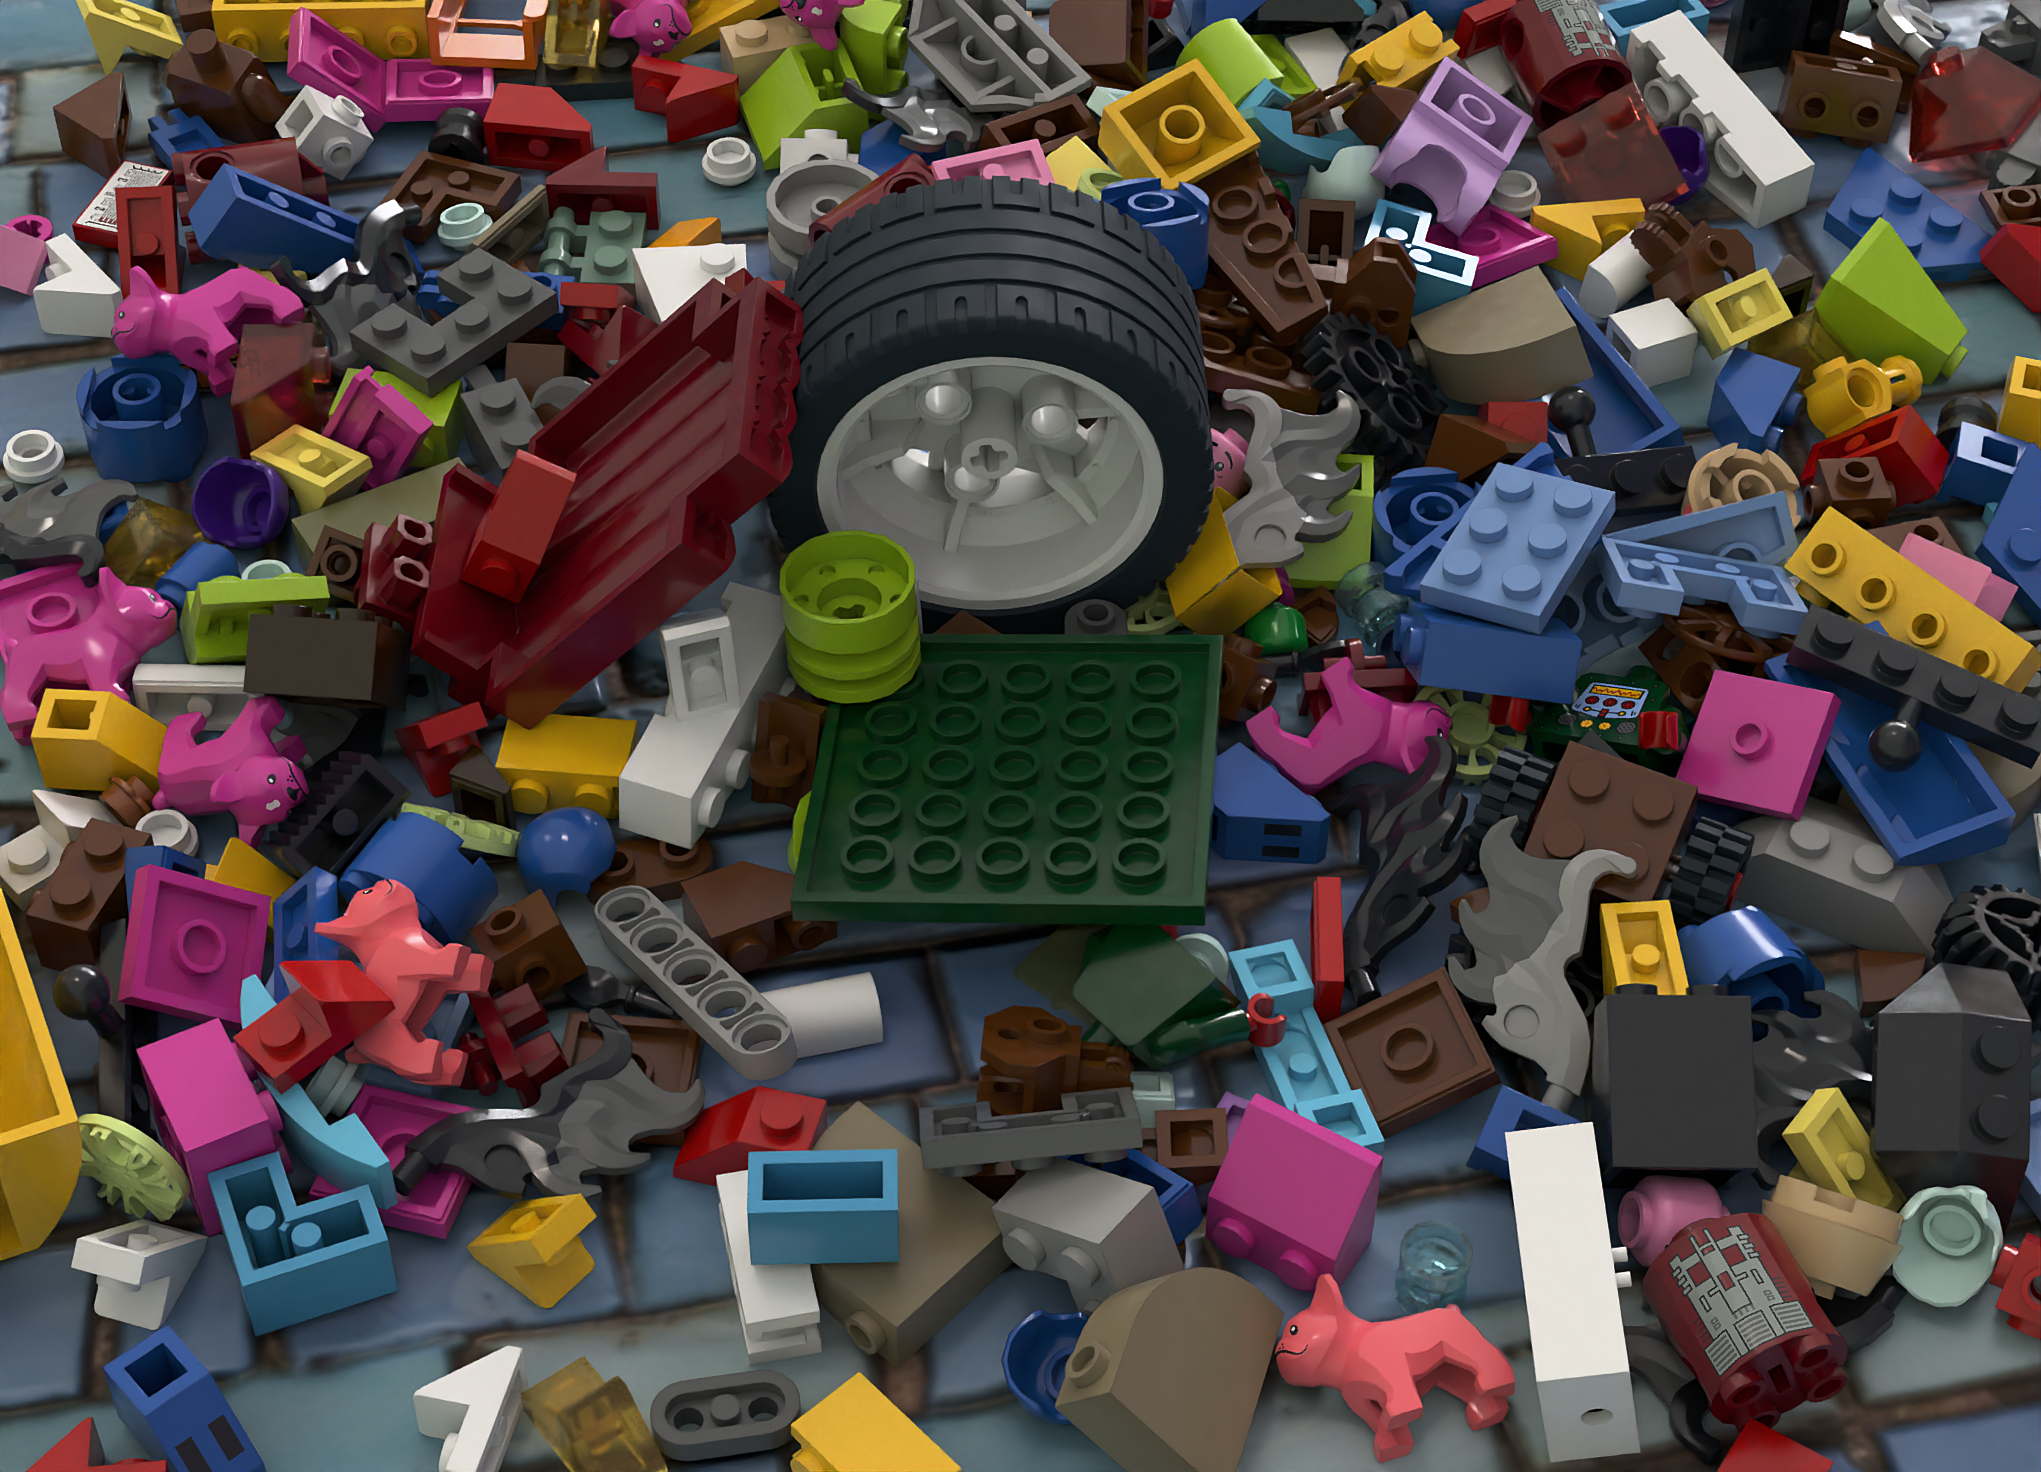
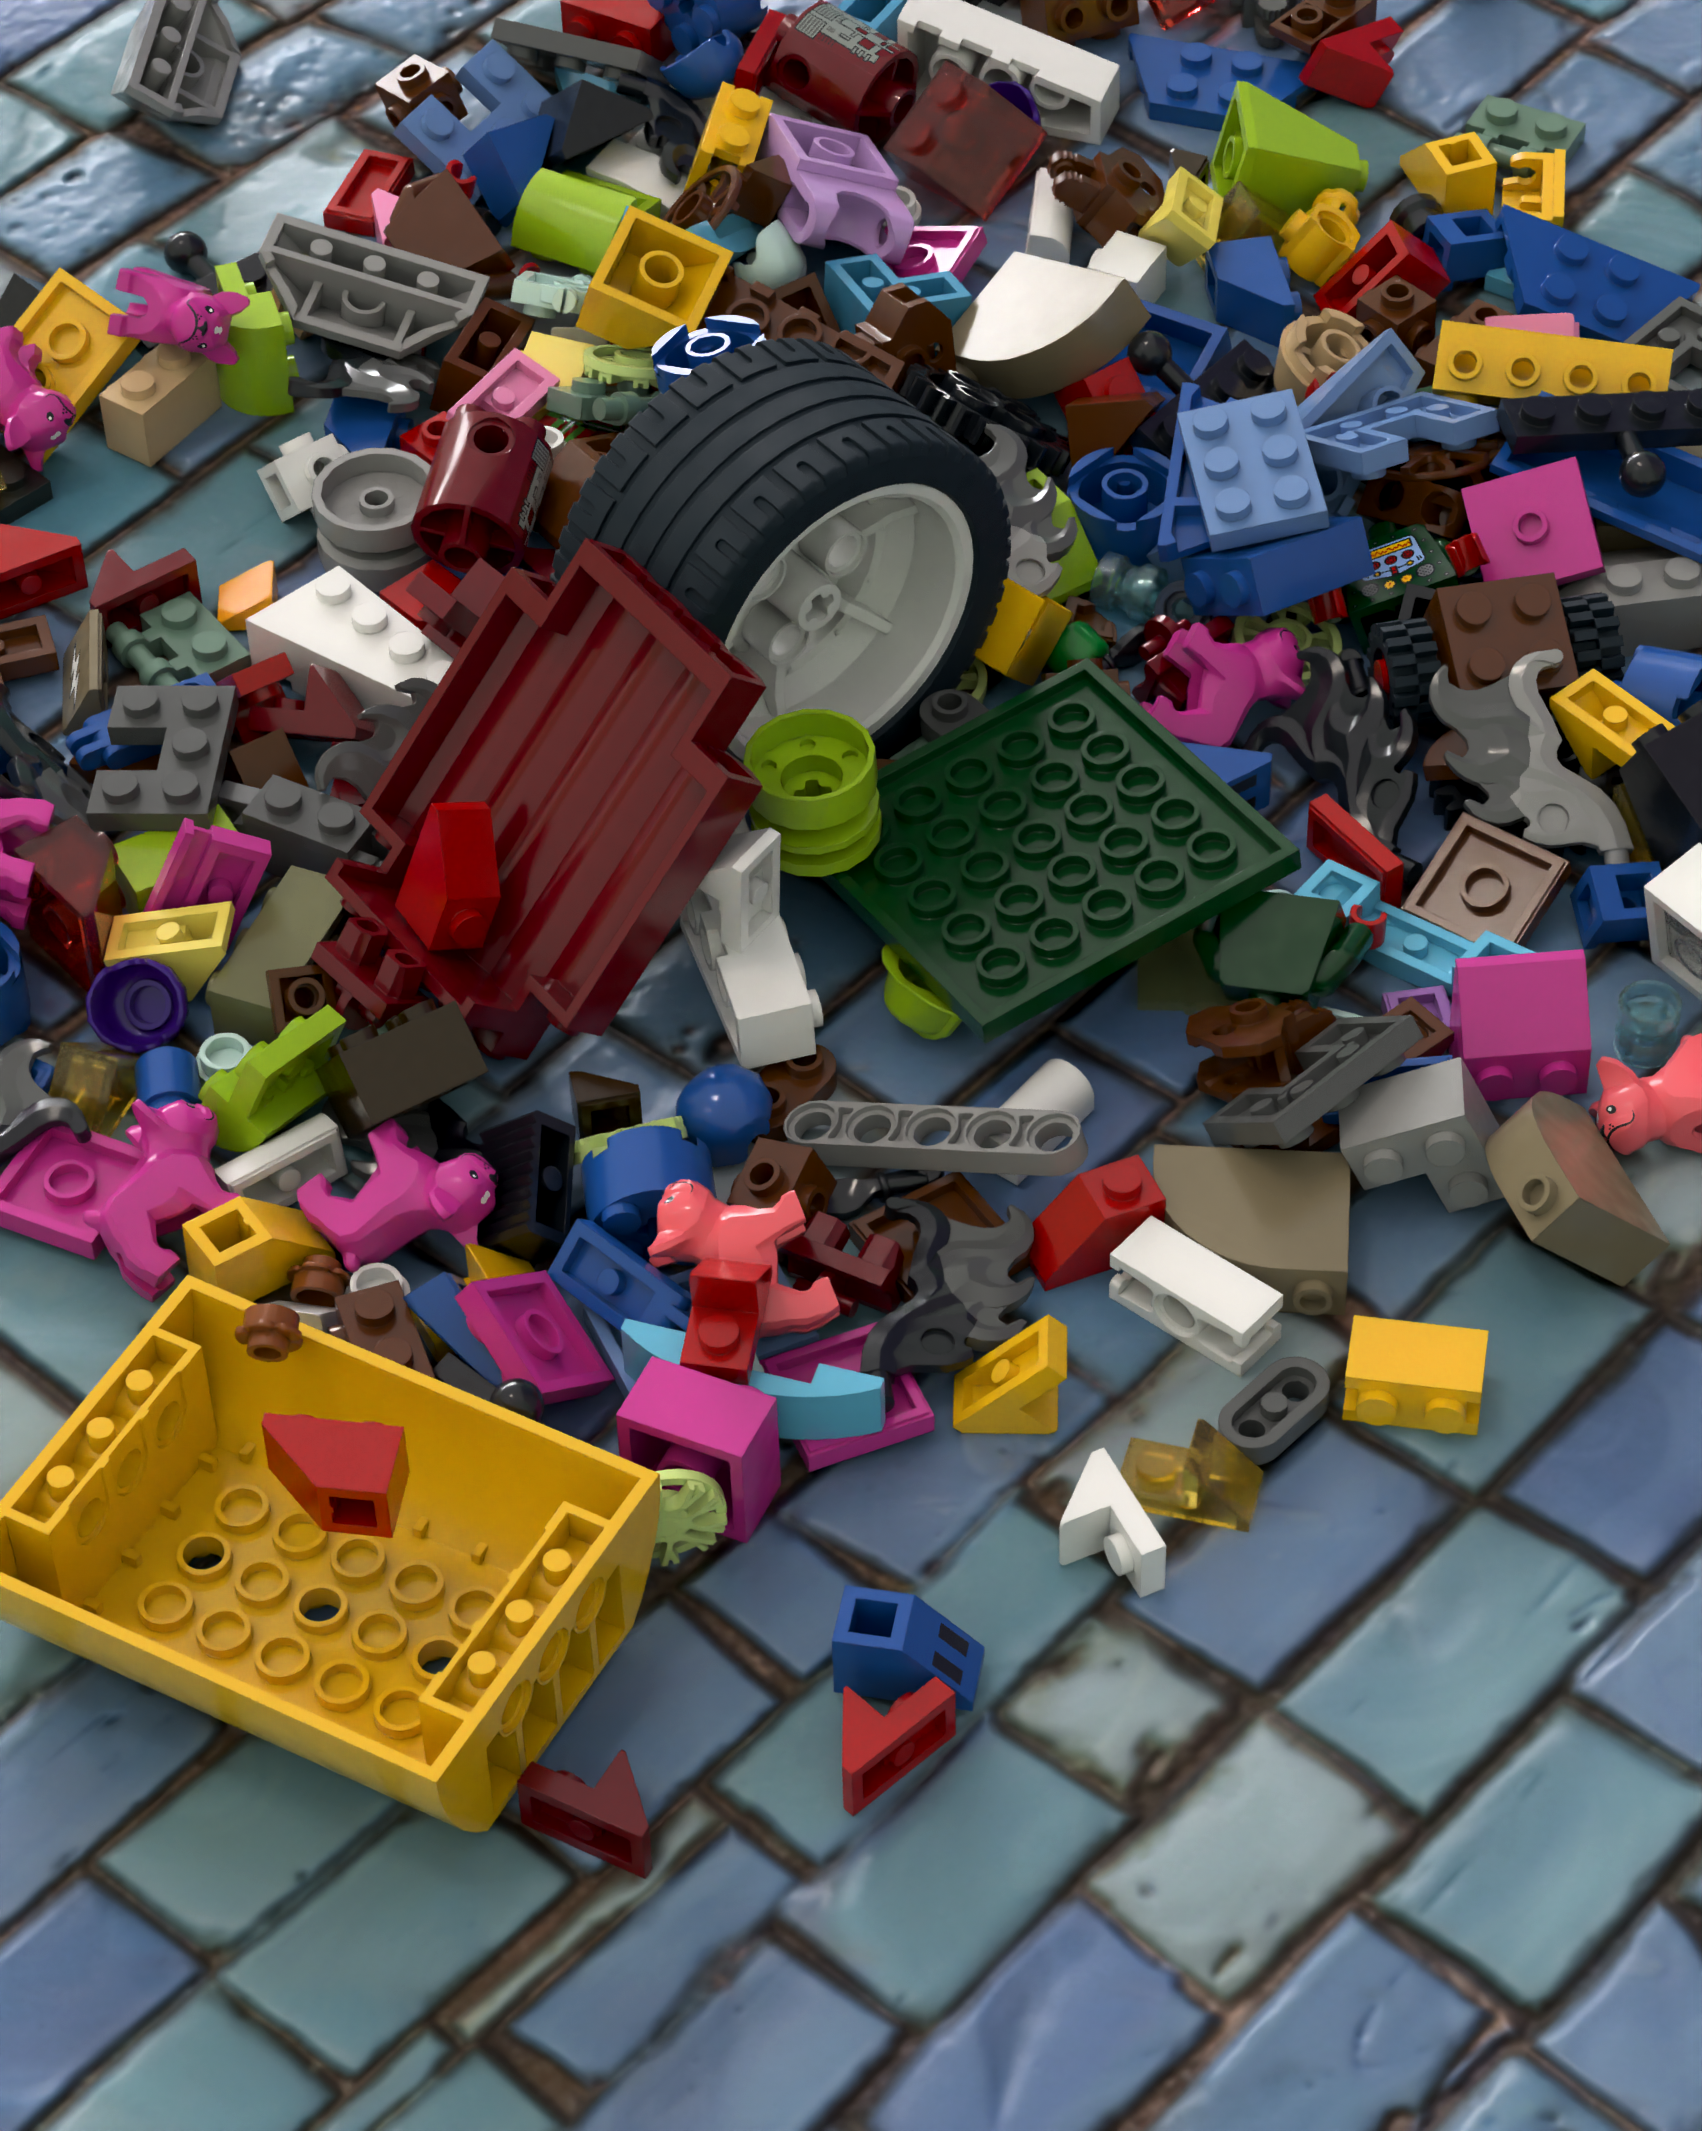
camera: 35 degrees left, 0 degrees up
(139, 1269) = (740, 1589): white slope -> none
(299, 1257) = (849, 1502): dark azure brick -> none
(439, 743) = (523, 1083): red slope -> none
(462, 225) = (40, 685): light aqua plate -> none
(567, 763) = (651, 1043): yellow brick -> none
(688, 95) = (115, 470): red slope -> none
(728, 162) = (209, 512): white plate -> none
(748, 915) = (917, 1064): reddish brown slope -> none
(786, 747) = (823, 933): reddish brown hips -> none
(802, 95) = (233, 426): lime slope -> none
(823, 1206) = (1238, 1212): dark azure brick -> none
(1037, 1360) = (1474, 1234): blue hair -> none
(1586, 230) = (997, 206): yellow slope -> none

